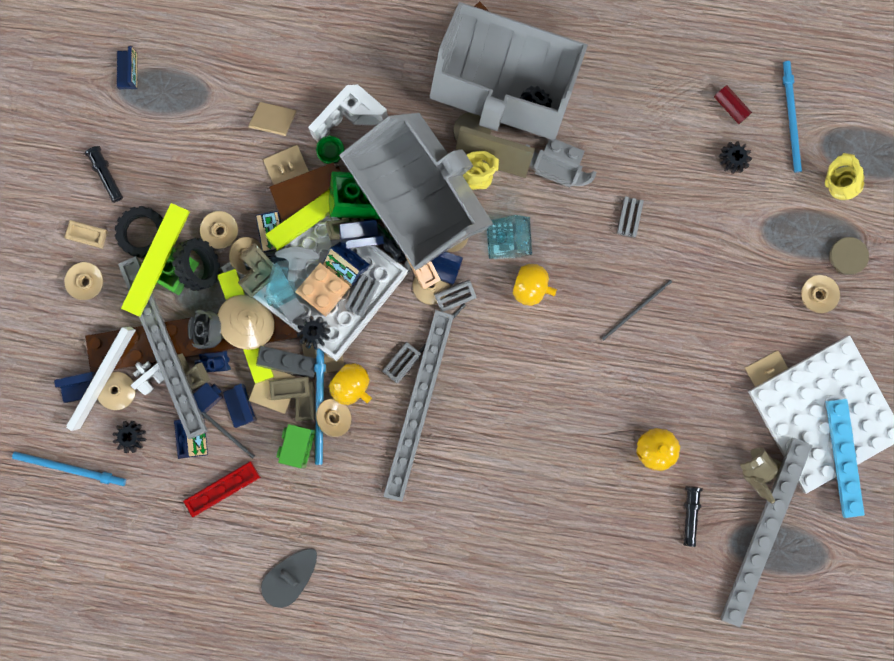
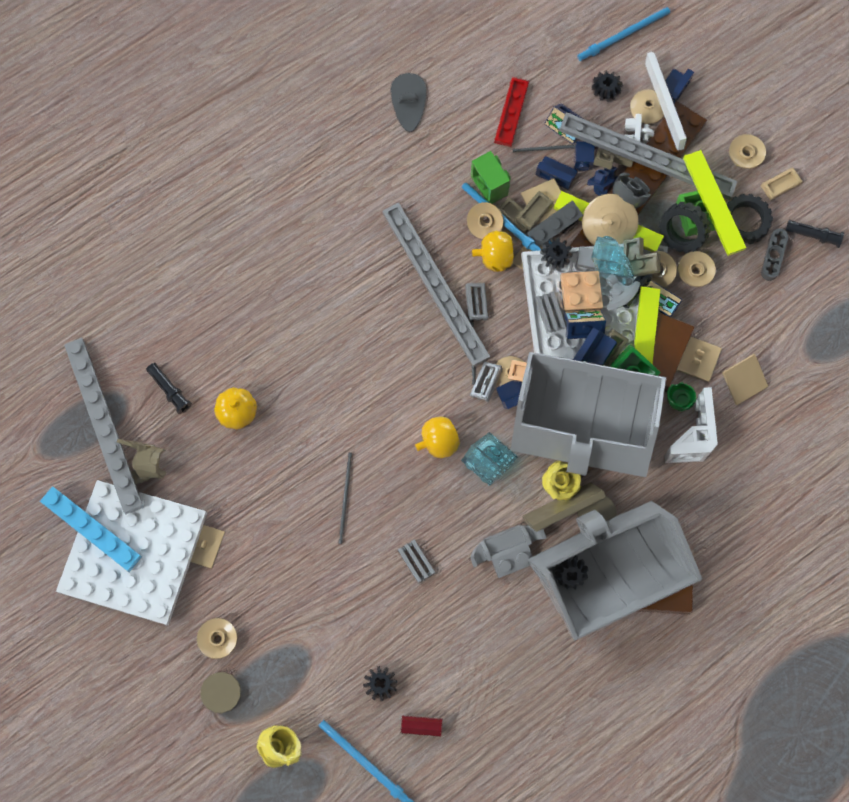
camera: 135 degrees right, 10 degrees down
(142, 185) = (780, 249): none -> dark grey beam

